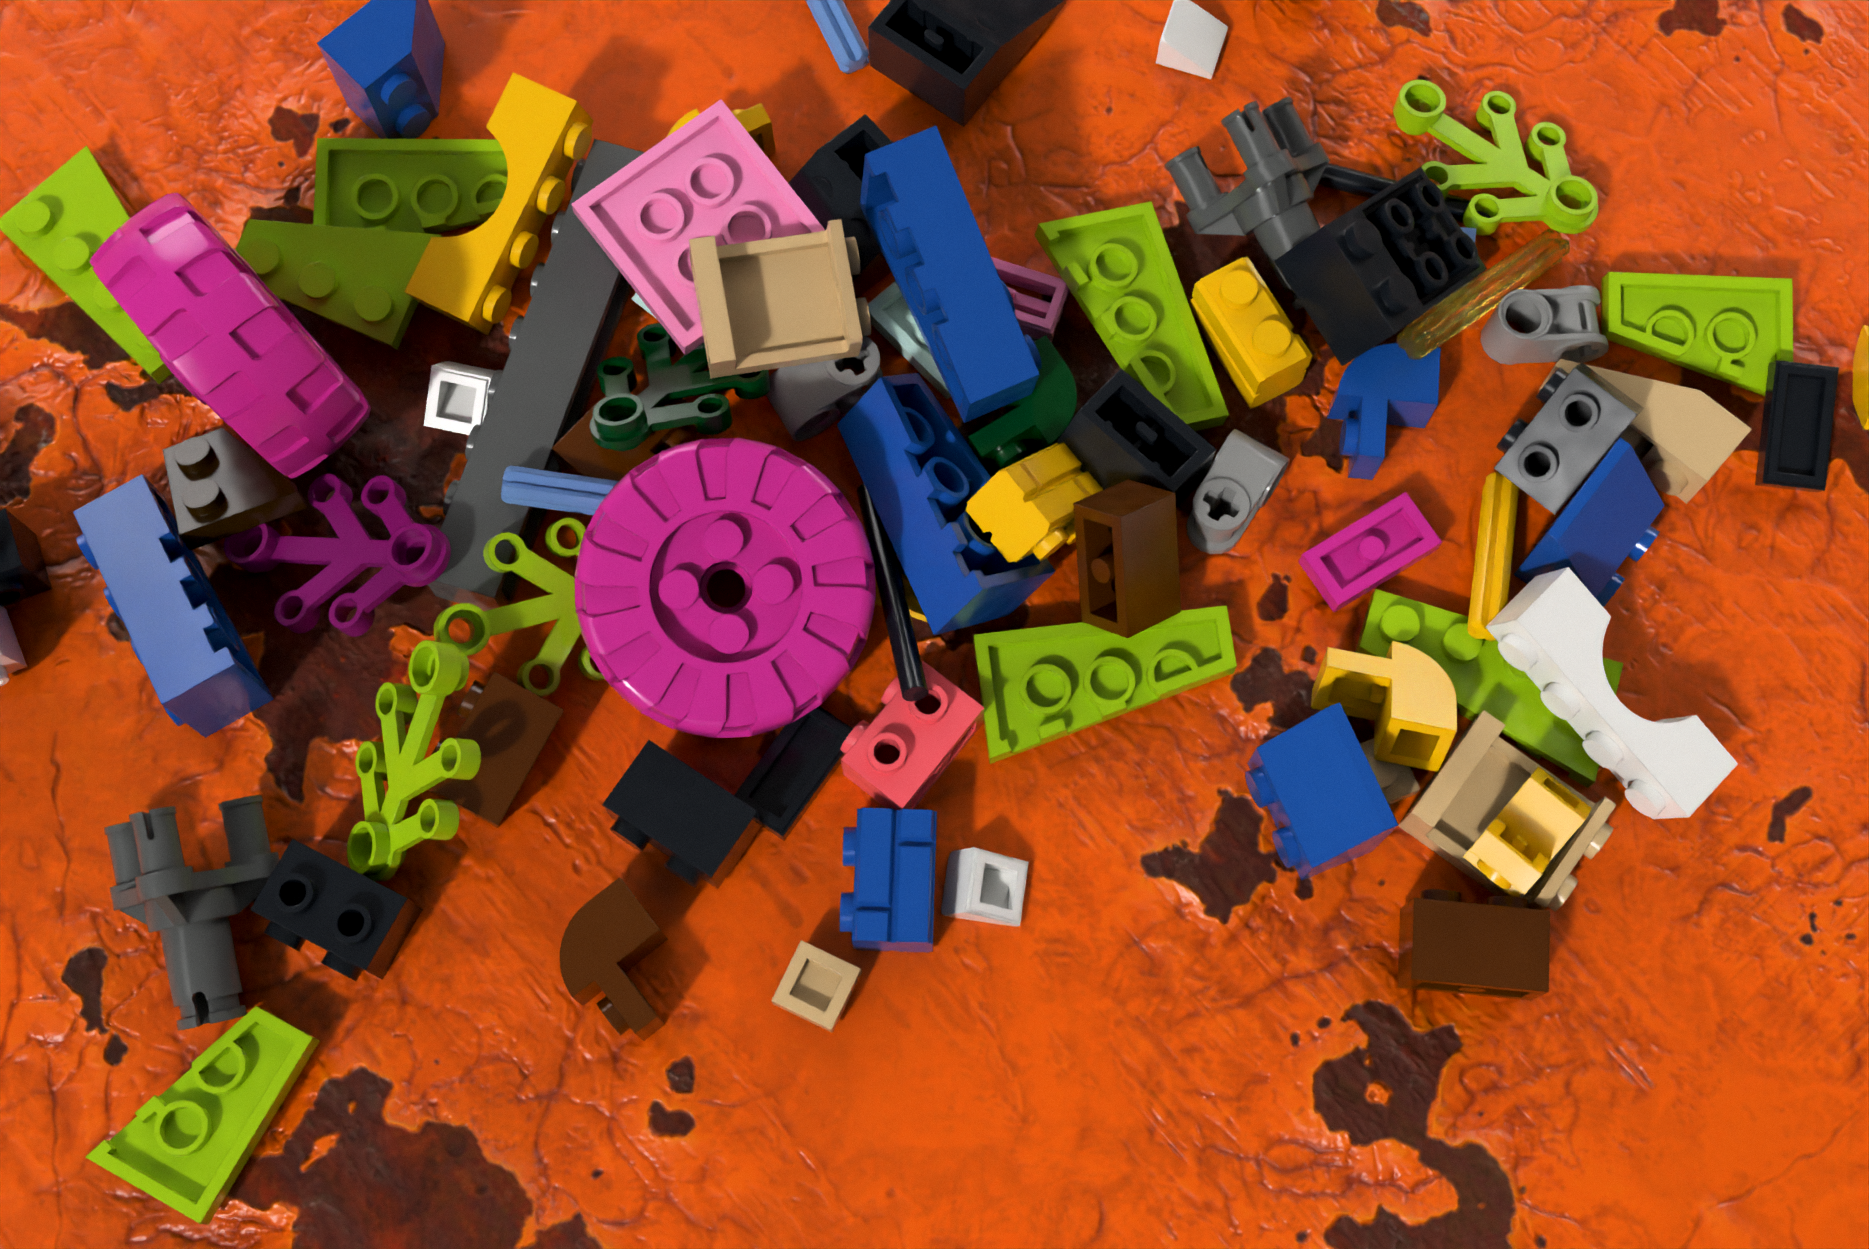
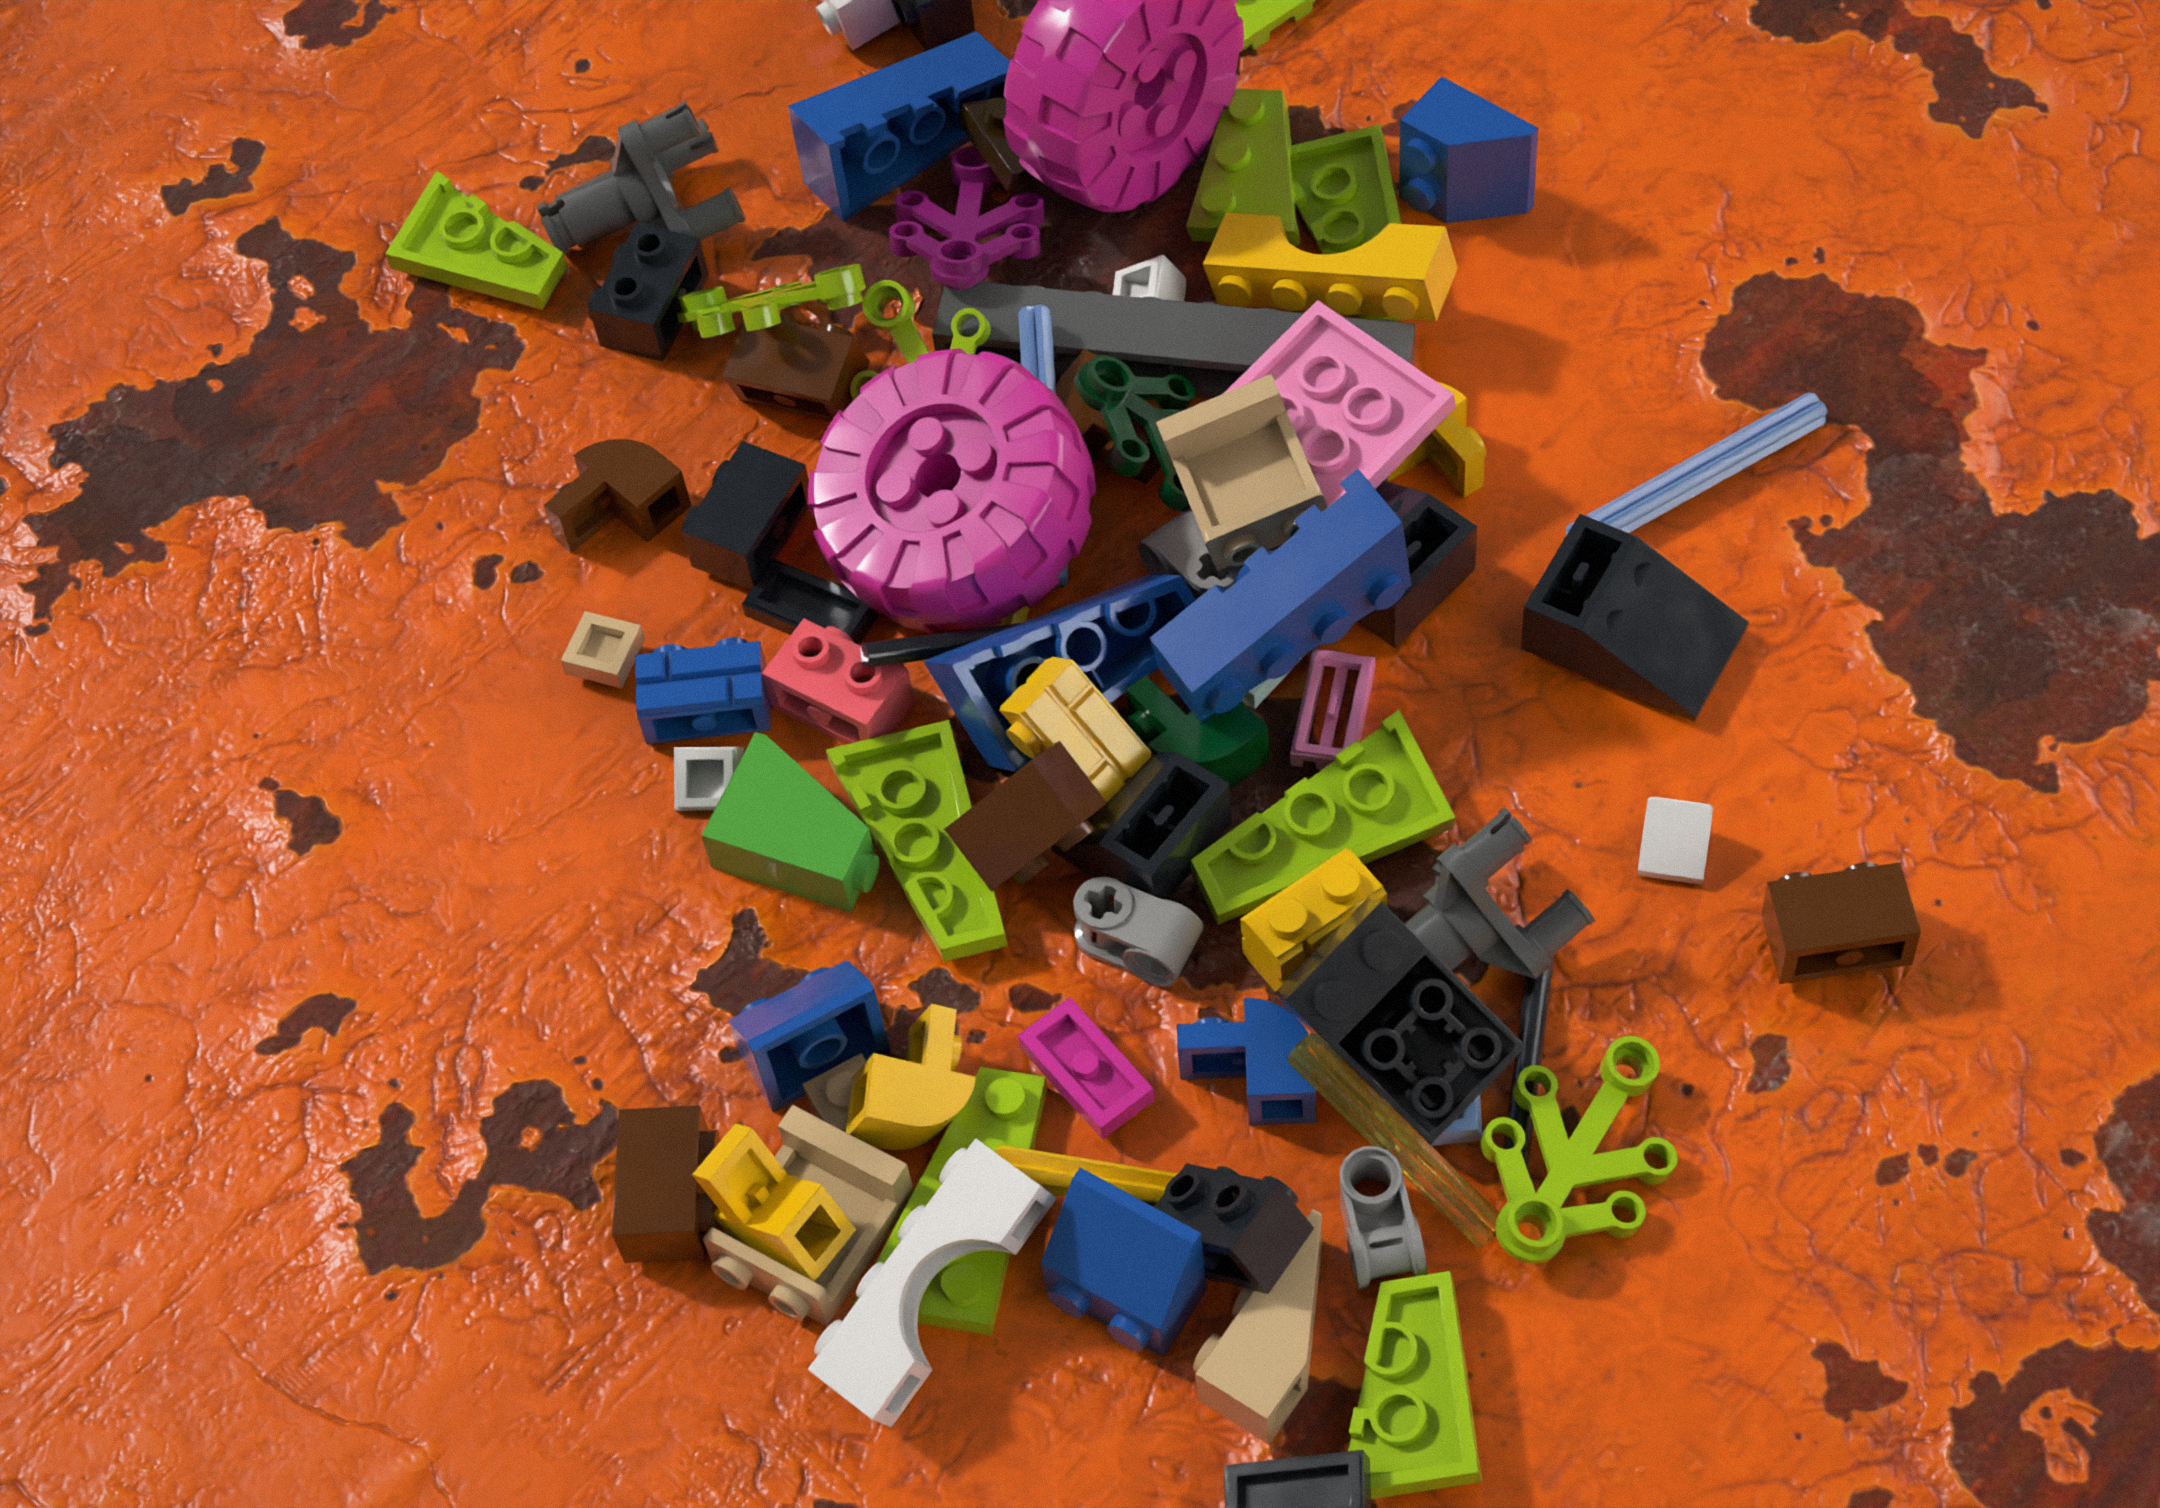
camera: 90 degrees right, 15 degrees down
(1075, 801) = (789, 831): none -> bright green slope

